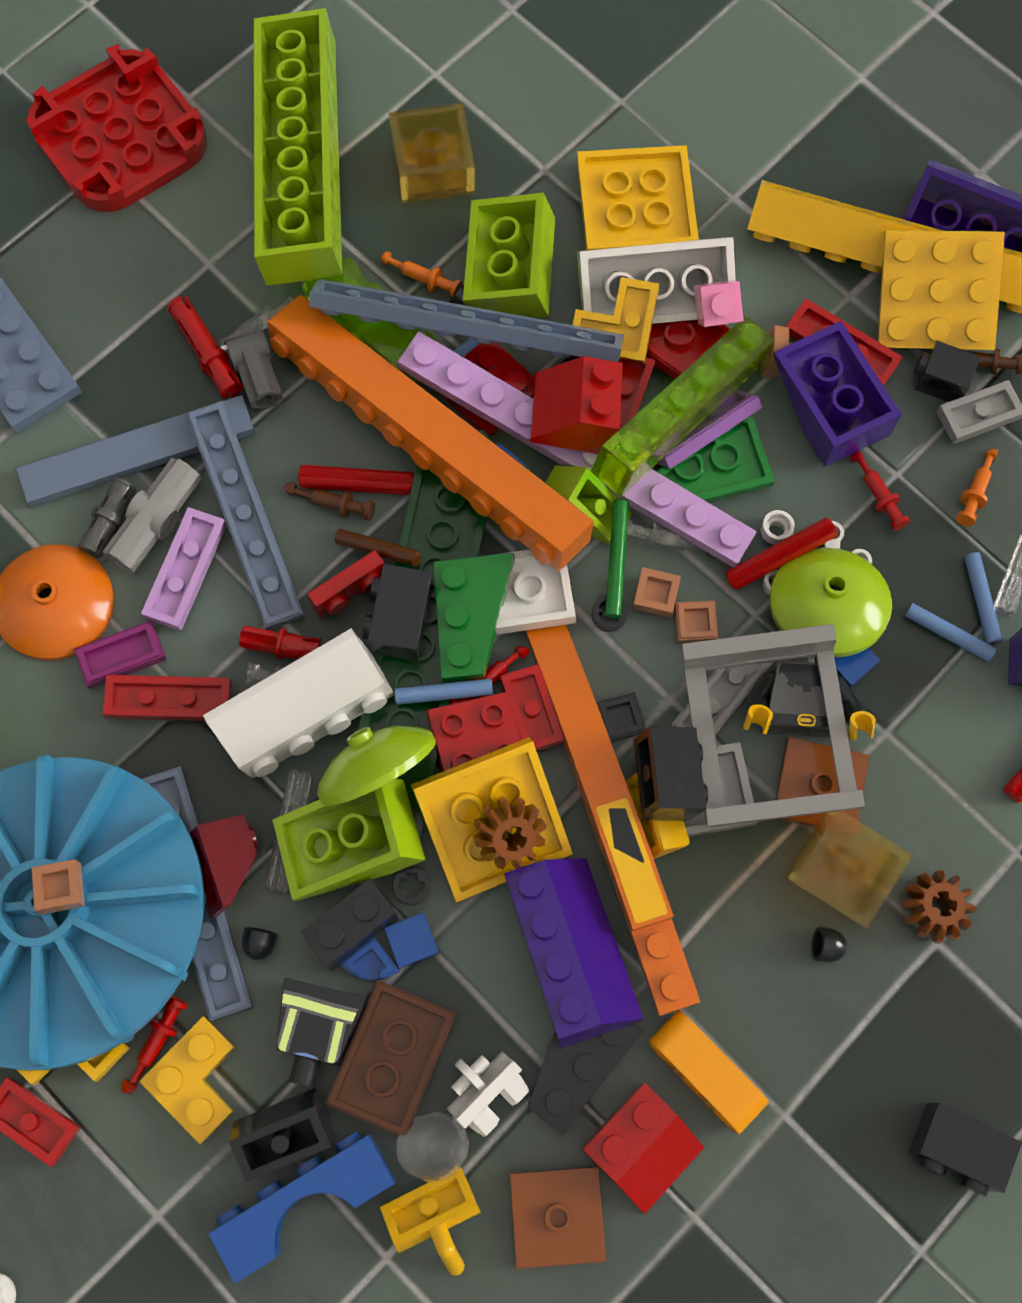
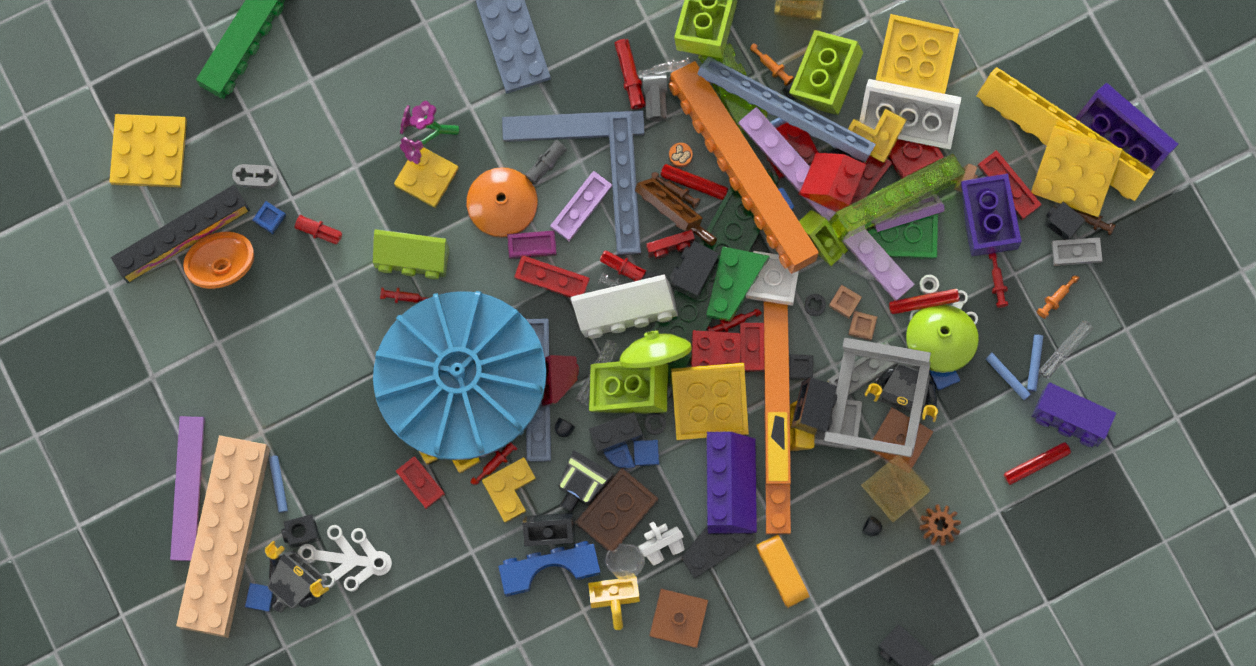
camera: 25 degrees right, 5 degrees up
(57, 887) = (471, 365): nougat plate -> none
(152, 515) = (572, 168): light grey piece -> none
(322, 445) = (680, 155): none -> tile
(325, 523) = (668, 204): none -> reddish brown plate
(443, 691) = (705, 322): medium blue piece -> none
(515, 846) = (718, 419): dark orange gear -> none
(617, 559) = (828, 275): green bar -> none
(642, 1147) = (735, 597): red slope -> none
(718, 303) = (938, 141): bright pink brick -> none

